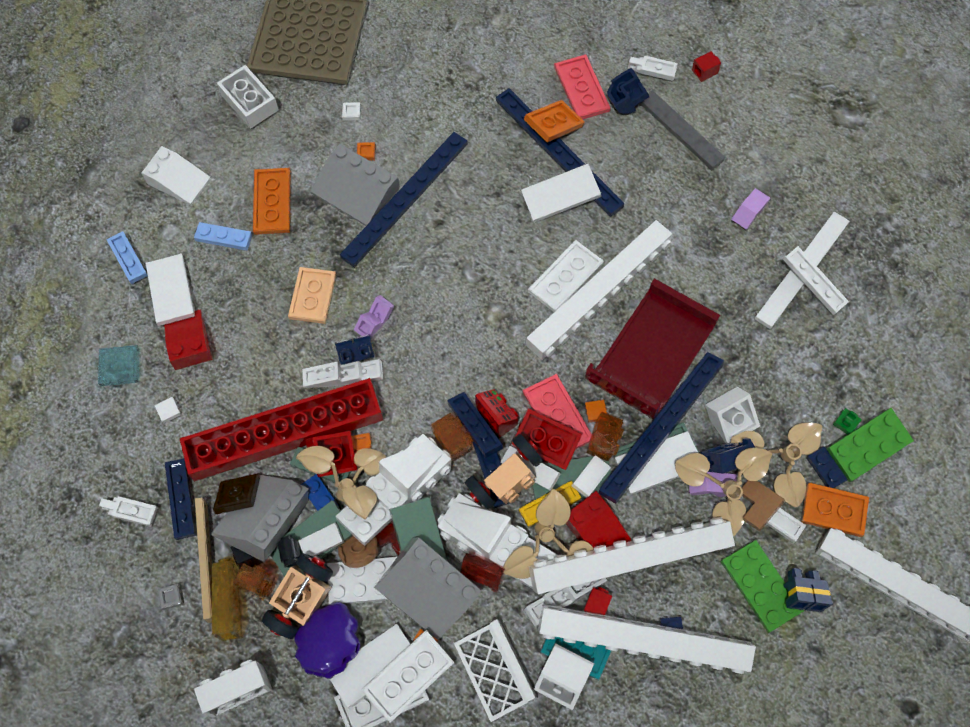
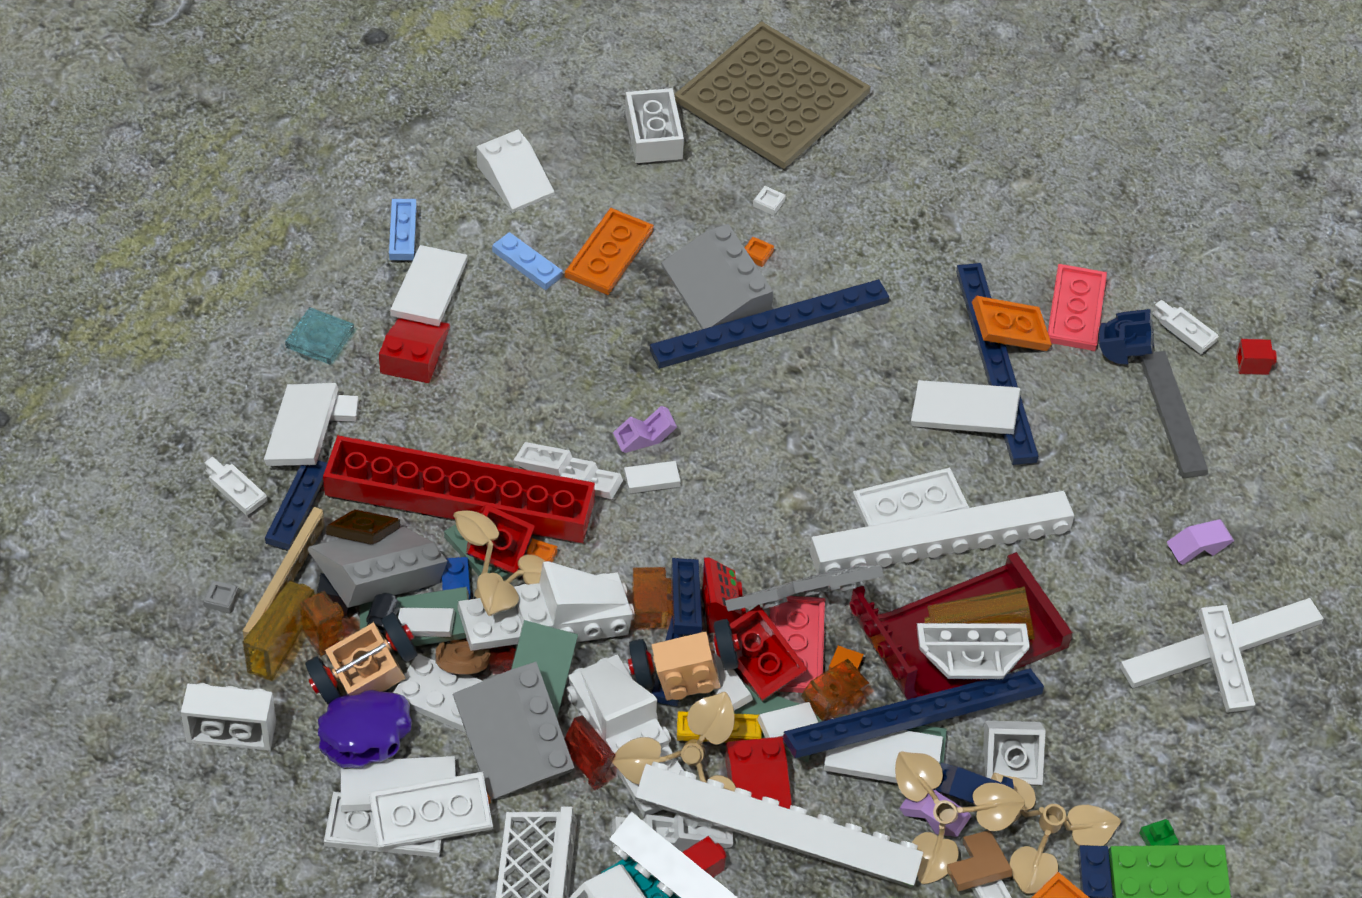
camera: 25 degrees right, 15 degrees down
(147, 440) = (301, 424): none -> white tile
(312, 295) = (589, 372): light nougat tile -> none
(352, 352) = (599, 449): dark blue hips -> none
(398, 348) = (652, 477): none -> white tile
(568, 356) = (839, 579): none -> light grey wing
(662, 336) = (993, 608): none -> clear yellow slope
(673, 362) = (973, 649): none -> white wedge

